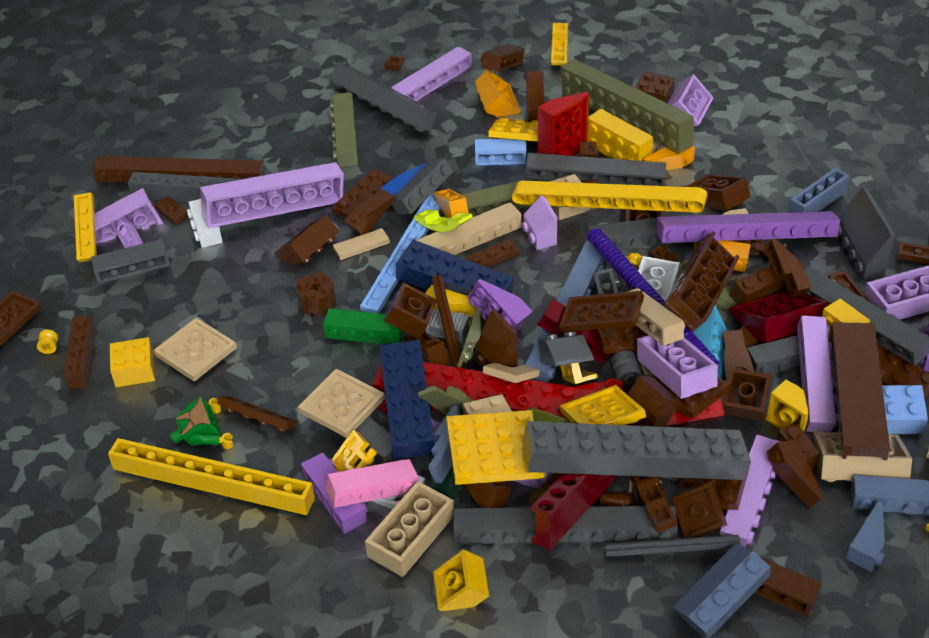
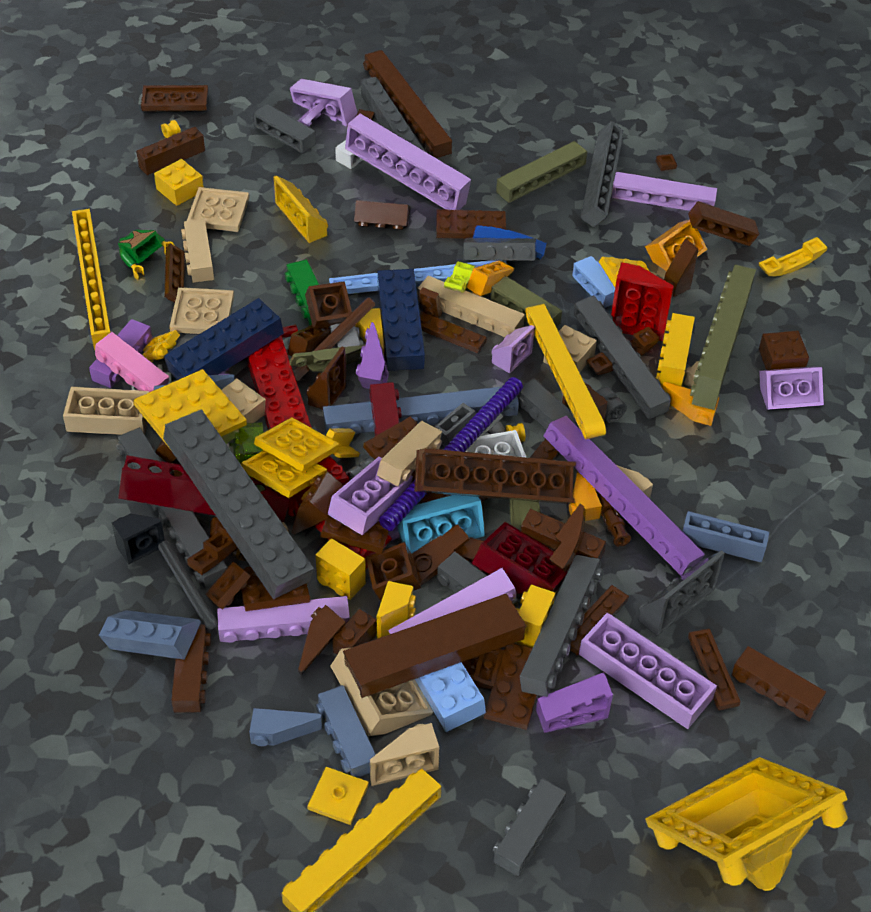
camera: 55 degrees right, 5 degrees up
(85, 227) = (290, 82): yellow plate -> none
(241, 383) = (198, 251): none -> tan brick
(254, 292) = (299, 210): none -> yellow slope
(316, 294) = (322, 246): reddish brown brick -> none
(361, 244) = (408, 248): tan tile -> none
(368, 212) = (439, 231): reddish brown slope -> none
(444, 400) = (232, 363): olive piece -> none
(453, 245) = (430, 302): none -> reddish brown plate
(461, 582) = (77, 467): yellow slope -> none
(513, 374) = (297, 397): tan tile -> none
(564, 349) = (345, 419): dark grey slope -> none
(578, 391) = (296, 444): none -> yellow plate
(594, 562) = (137, 536): none -> black slope
(602, 311) = (390, 417): reddish brown plate -> none
(723, 190) = (671, 459): reddish brown slope -> none
(726, 416) = (340, 569): none -> yellow brick

